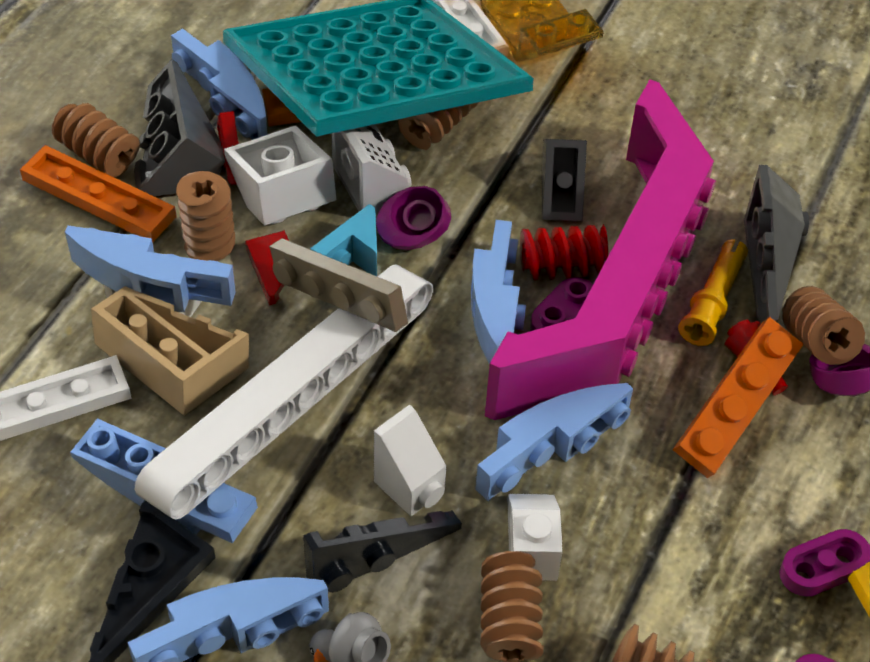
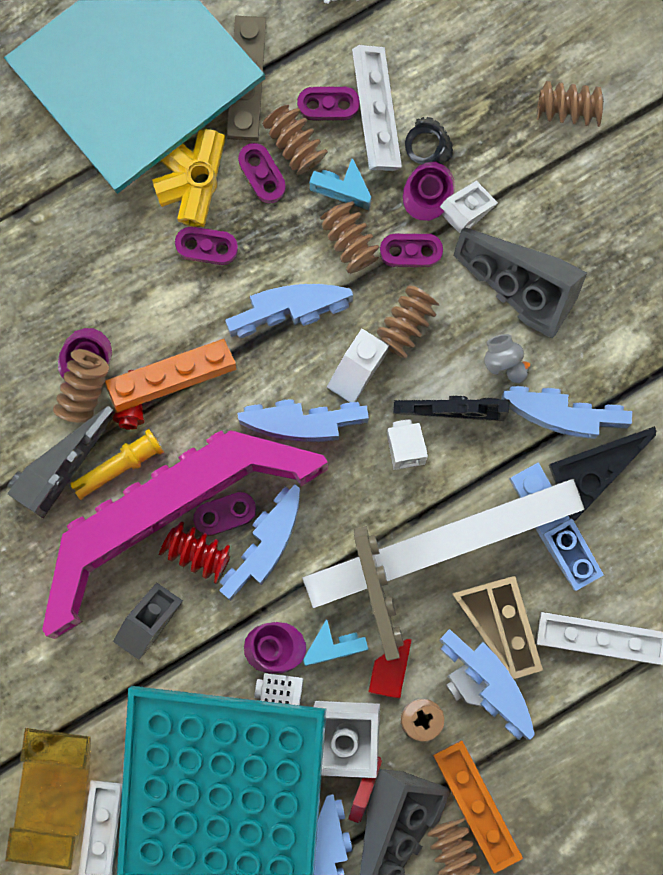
camera: 145 degrees left, 30 degrees up
(668, 553) = (301, 301): none -> light blue slope

